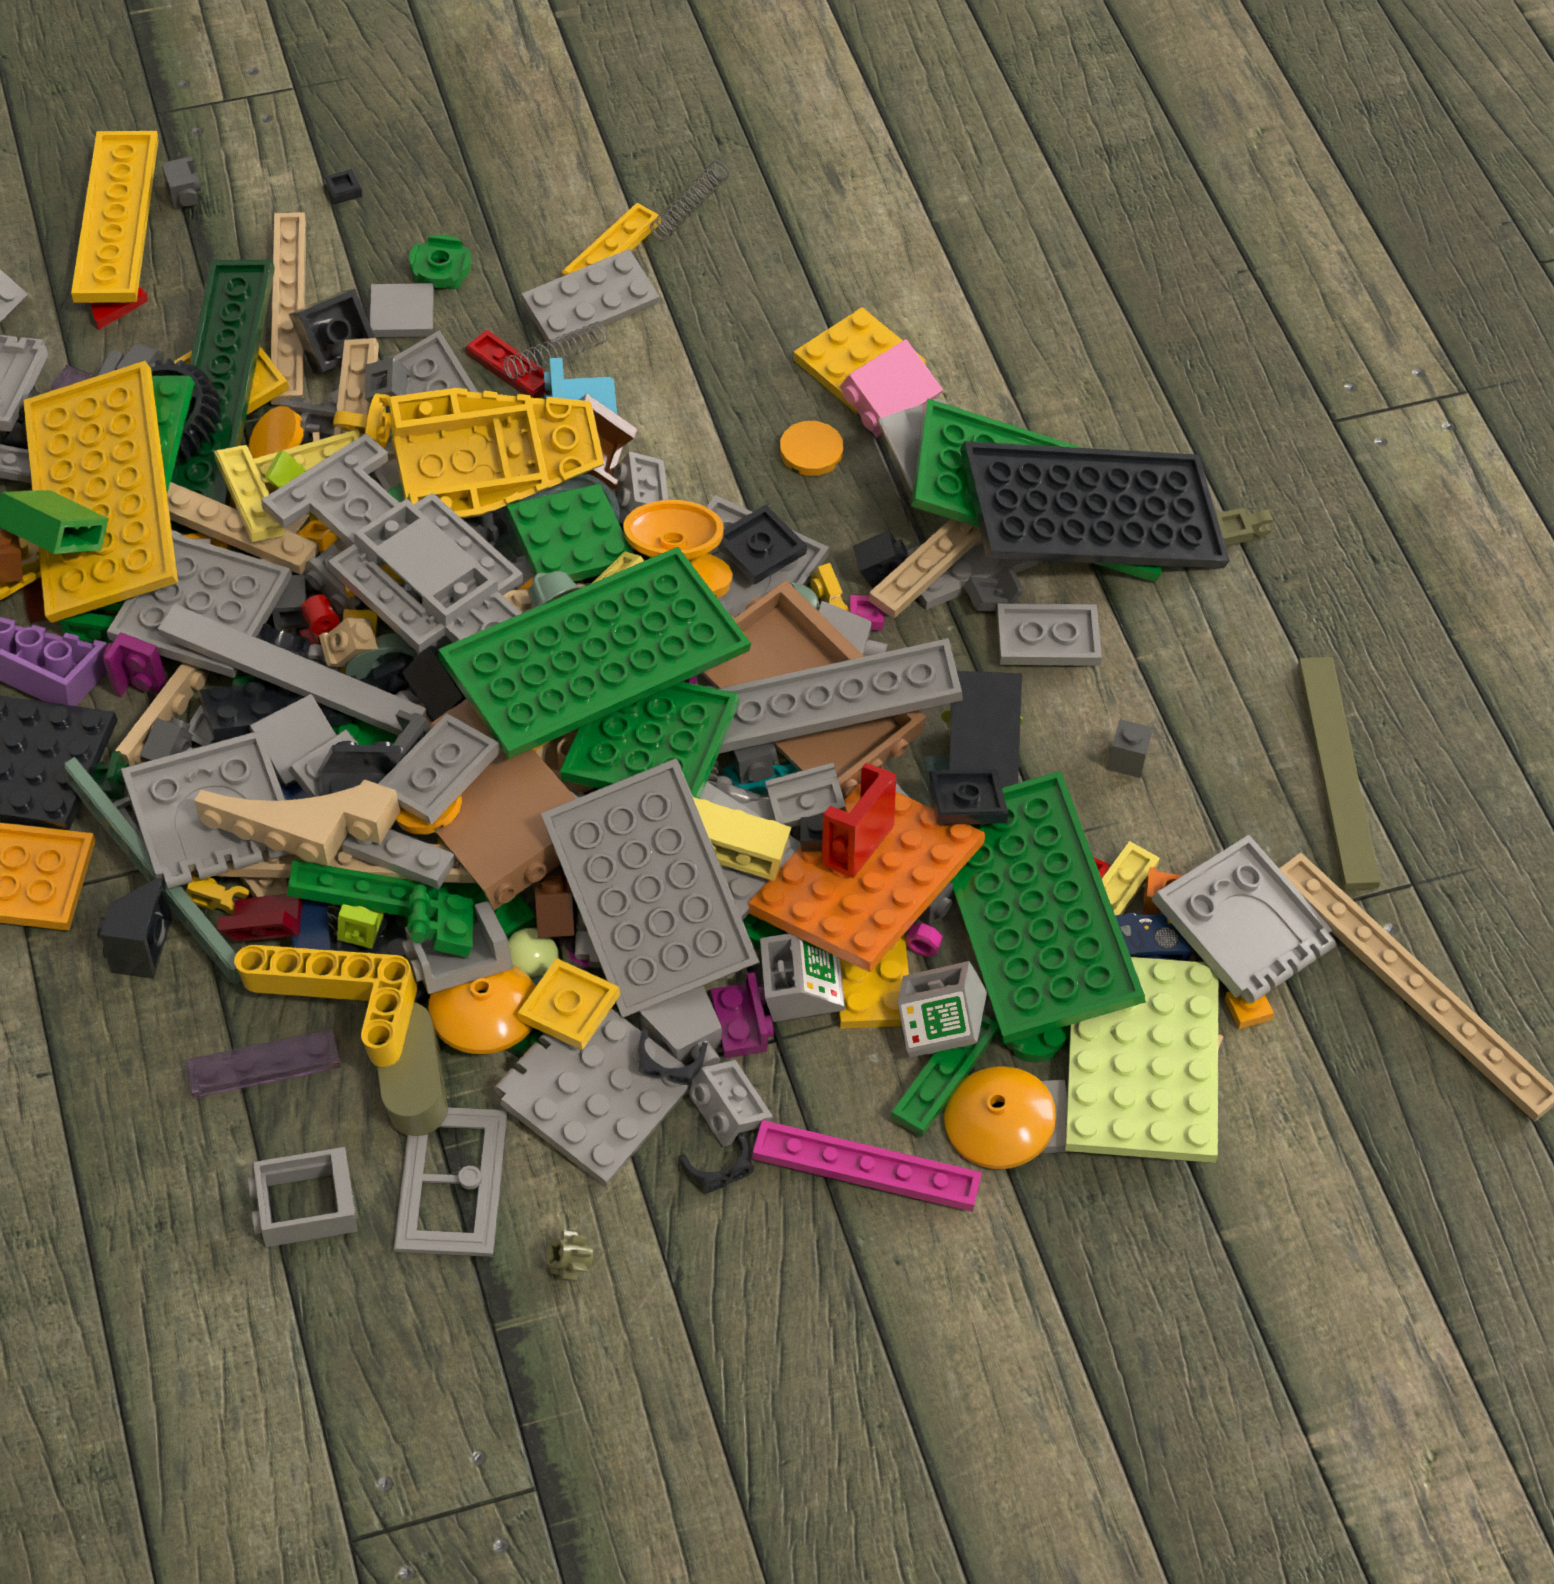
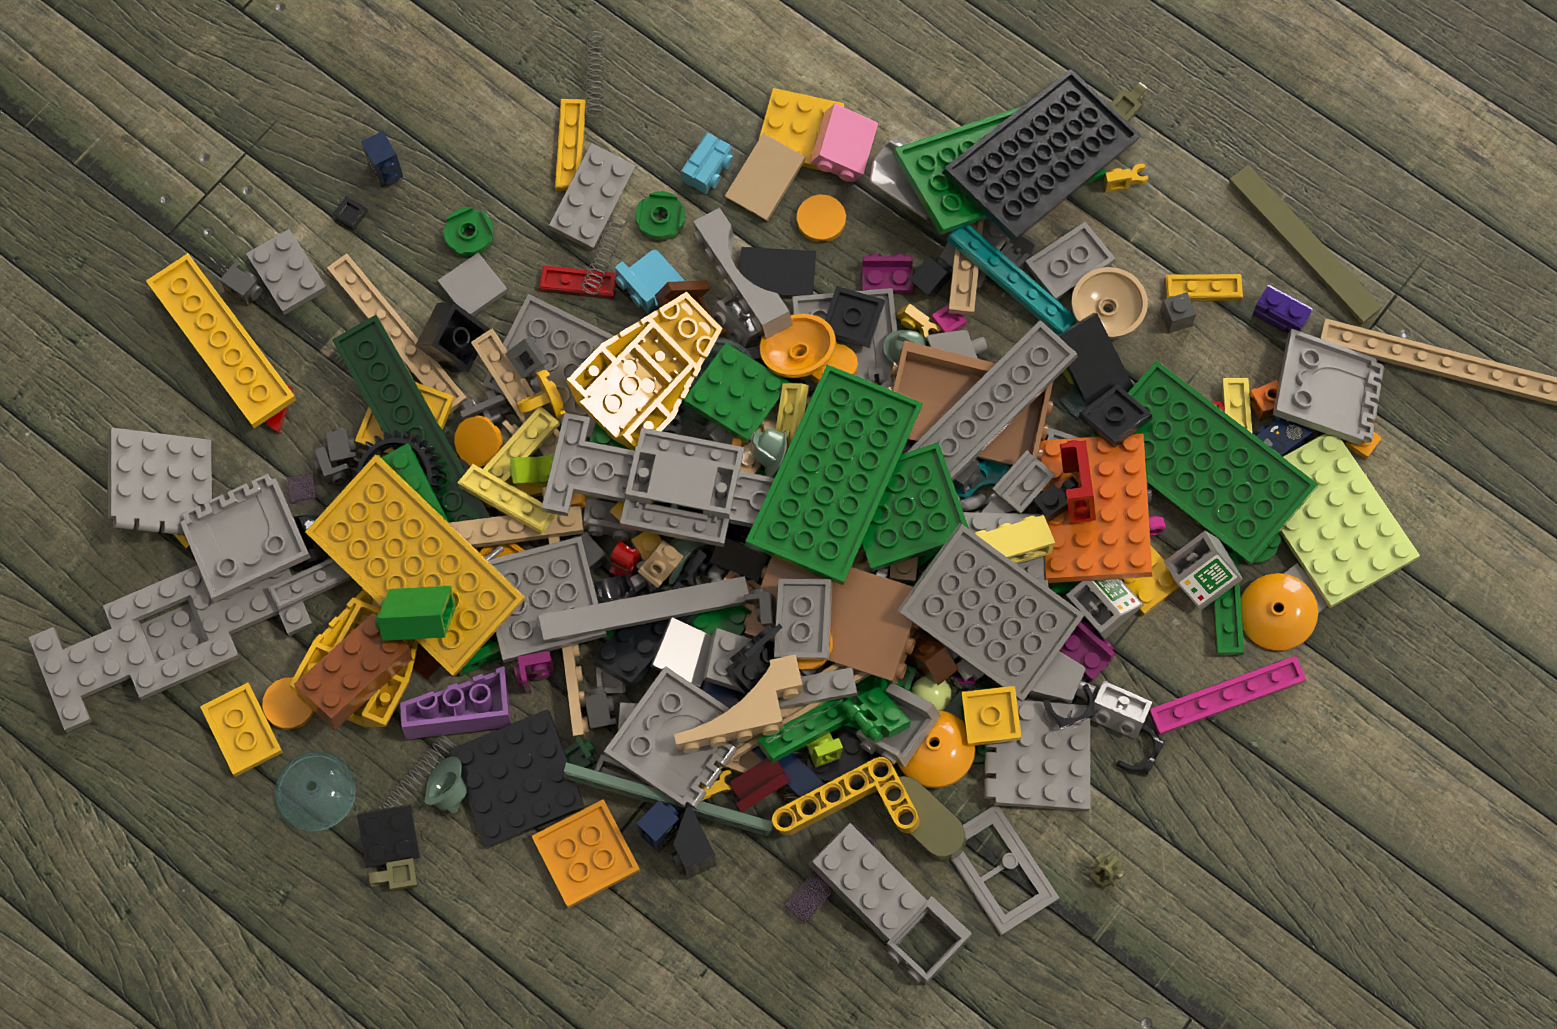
camera: 30 degrees left, 15 degrees up
(116, 878) = (659, 825): none -> dark blue brick
(235, 200) = (286, 272): none -> light grey plate
(286, 1082) = (867, 882): none -> light grey brick
(410, 150) = (382, 159): none -> dark blue brick
(644, 367) = (660, 229): none -> green plate
(666, 471) = (765, 307): none -> light grey arch
(720, 468) = (779, 270): none -> black tile
(733, 333) = (707, 163): none -> medium azure brick
(783, 376) = (765, 177): none -> tan tile
(838, 531) = (887, 272): none -> magenta bracket
(961, 595) = (1011, 279): none -> teal tile
(1062, 680) = (1115, 290): none -> tan dish
(1172, 590) = (1122, 179): none -> yellow plate
(1188, 748) = (1206, 287): none -> yellow tile
(1254, 814) = (1282, 310): none -> dark purple brick

